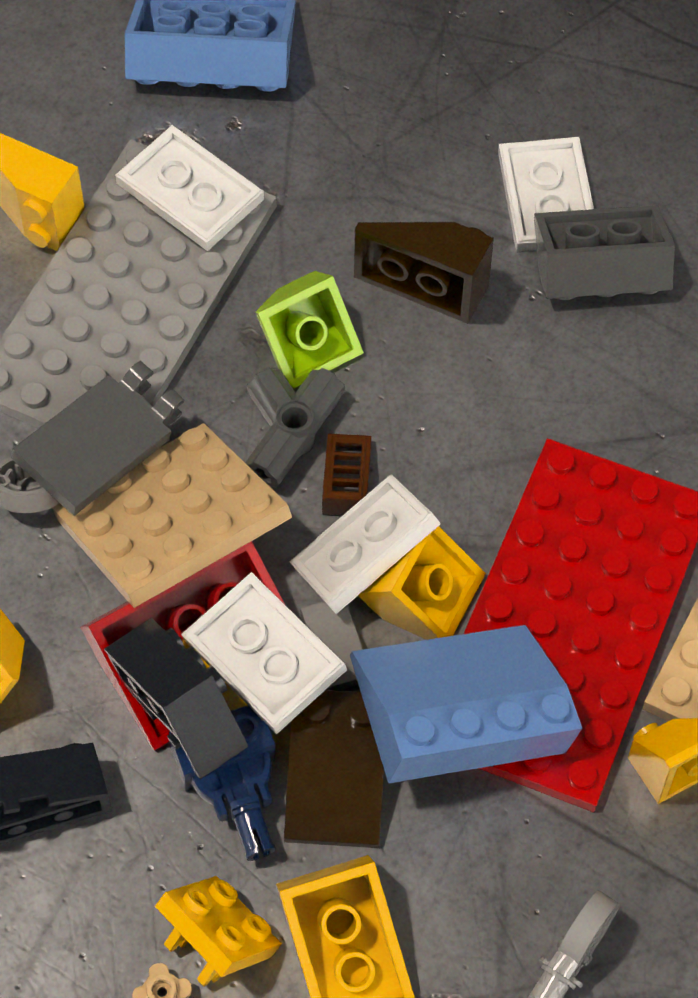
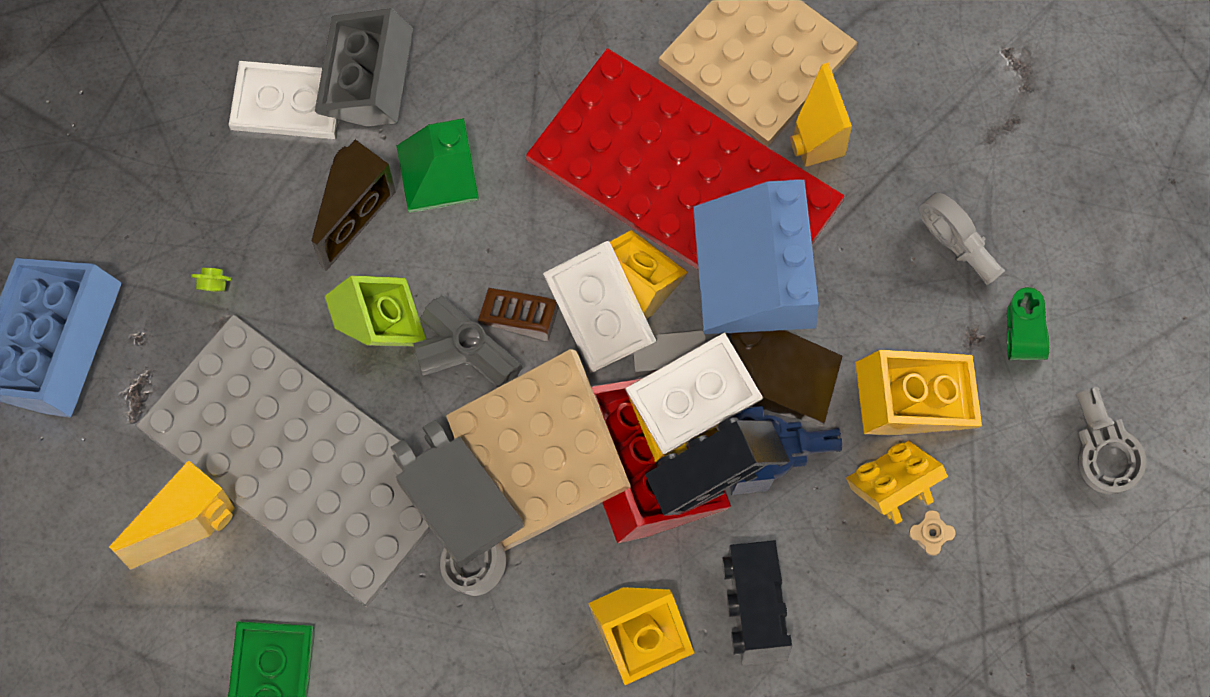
camera: 75 degrees left, 10 degrees up
(189, 187) = (211, 381): white tile -> none
(310, 166) = (211, 280): none -> lime plate
(507, 356) = (437, 167): none -> green slope

